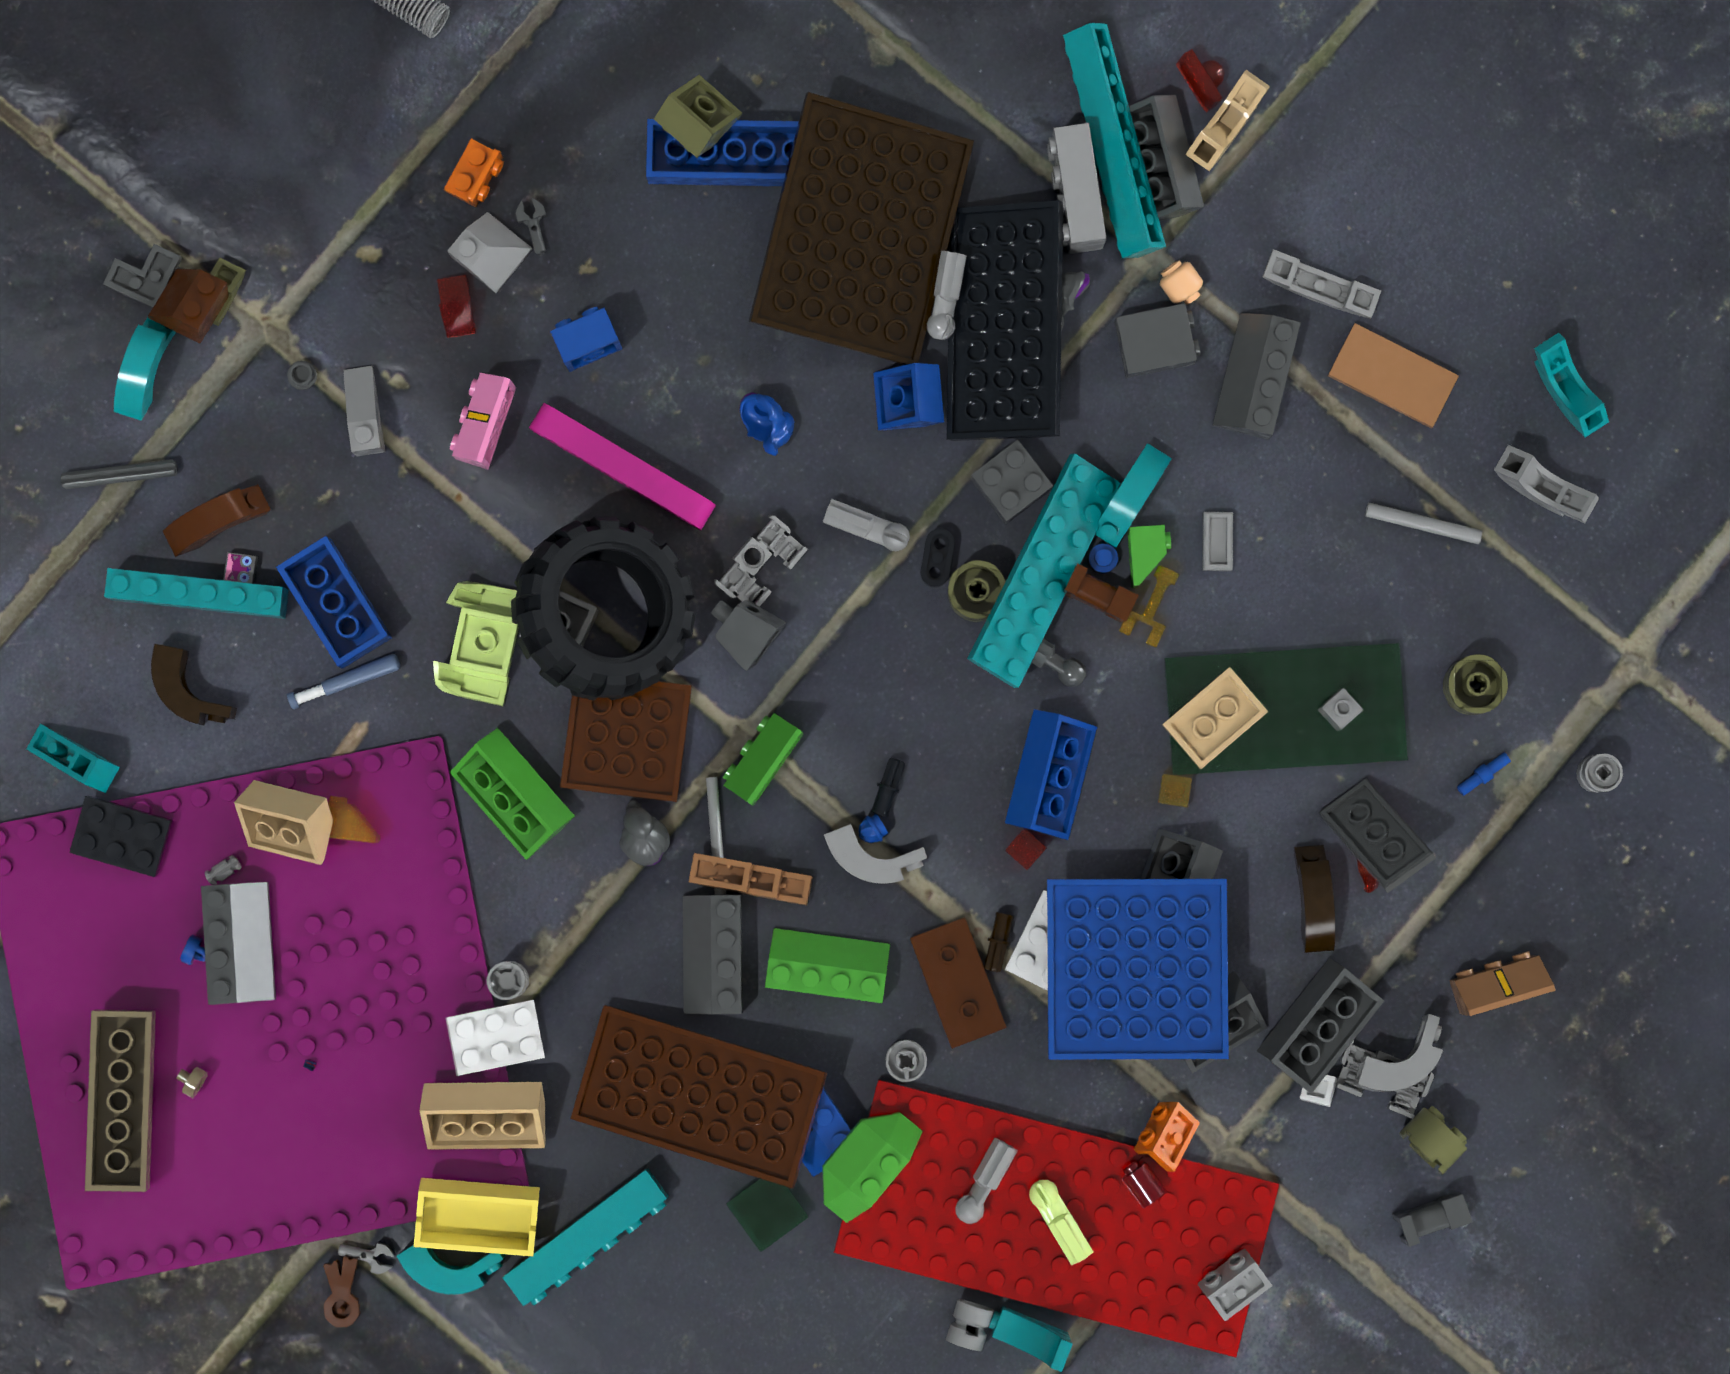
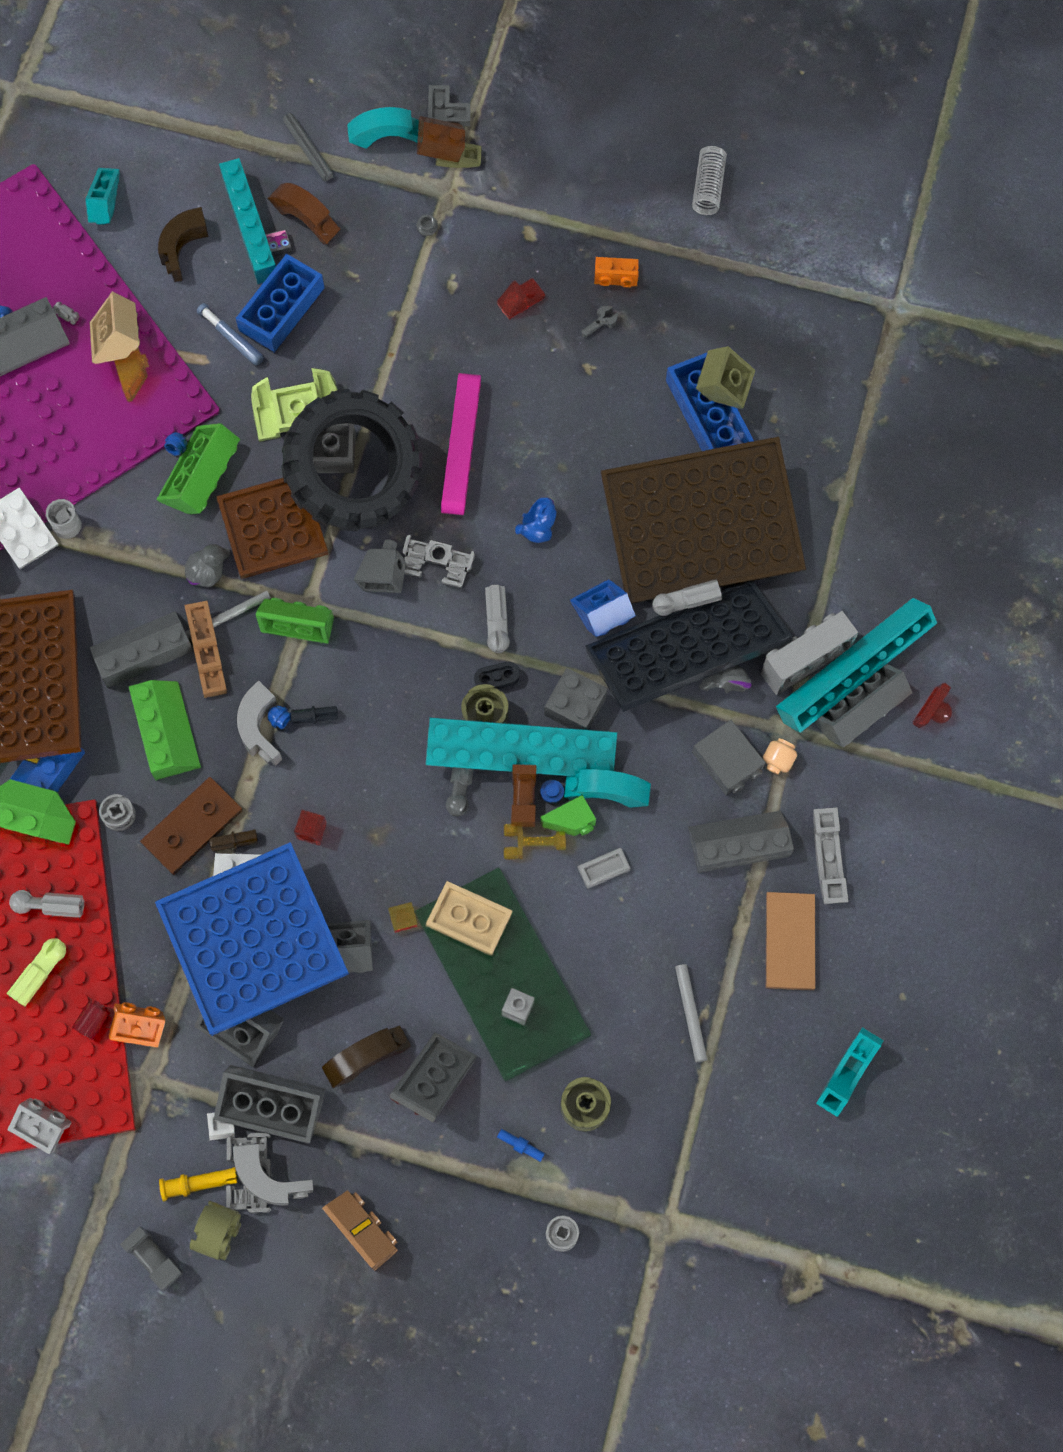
camera: 60 degrees right, 15 degrees down
(121, 836) = (62, 243): black plate -> none
(363, 412) = (418, 270): light grey slope -> none
(465, 806) = (175, 443): none -> blue plate
(483, 420) = (450, 344): bright pink slope -> none
(489, 251) = (567, 300): light grey slope -> none
(586, 338) = (536, 380): blue brick -> none
(1051, 774) = (374, 823): blue slope -> none
(1228, 121) = (910, 738): tan arch -> none
(1366, 1151) = (186, 1185): none -> yellow pin
(1541, 486) = (763, 1087): light grey arch -> none

